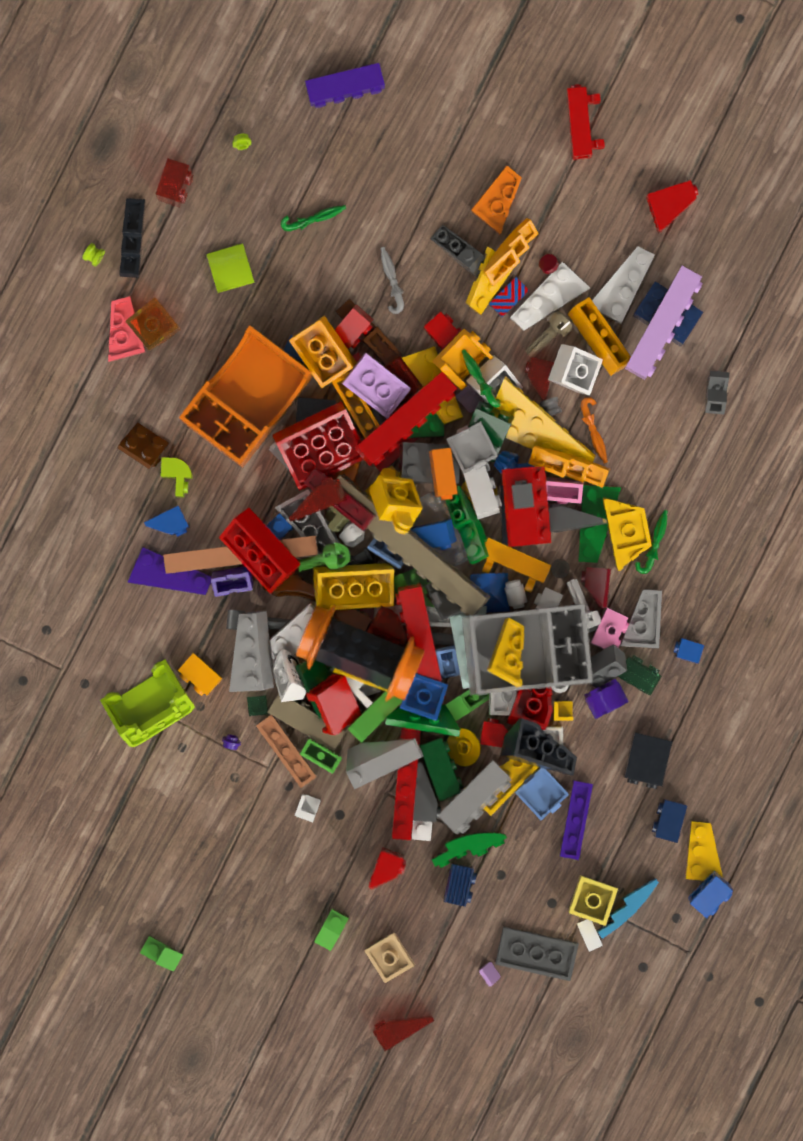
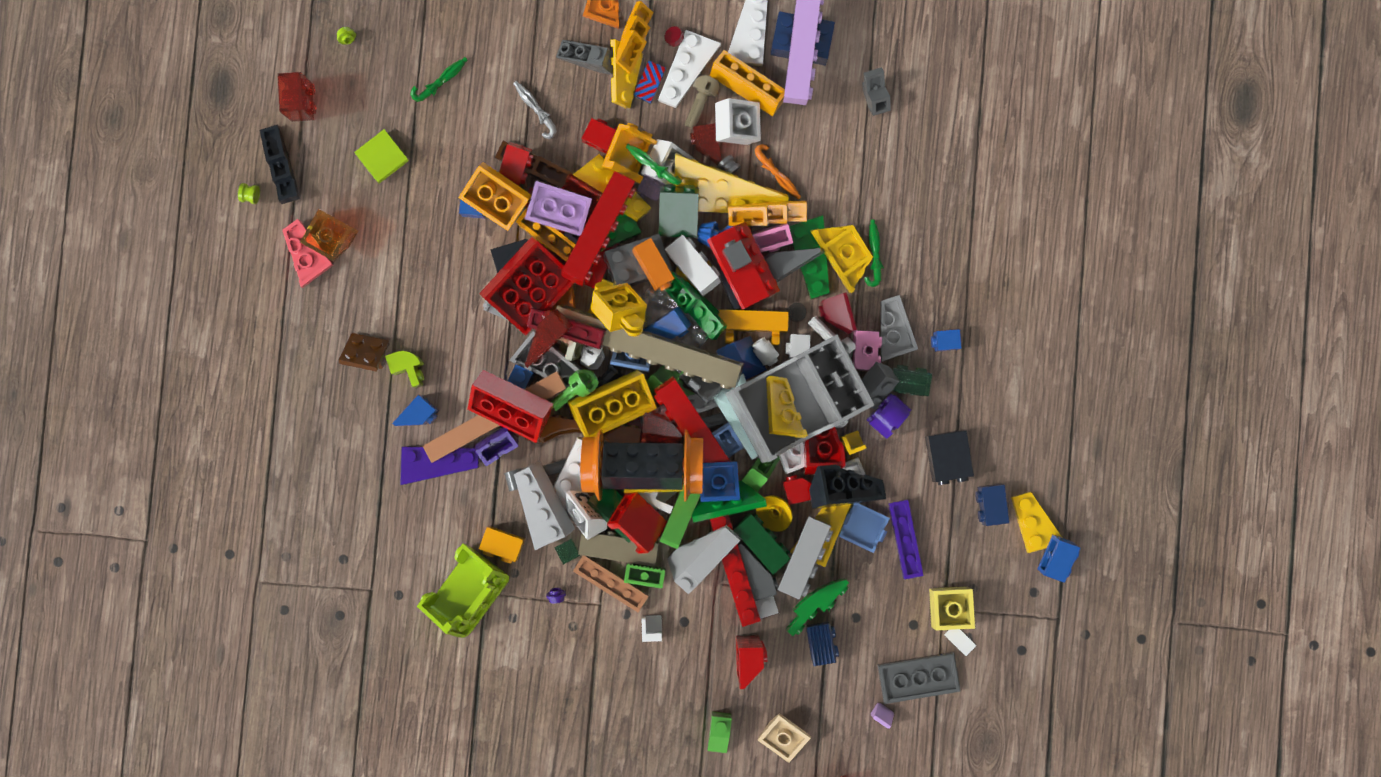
camera: 25 degrees left, 0 degrees up
(246, 397) = (441, 267): orange piece -> none
(472, 447) = (670, 230): light grey piece -> none
(633, 902) = (990, 594): dark azure slope -> none

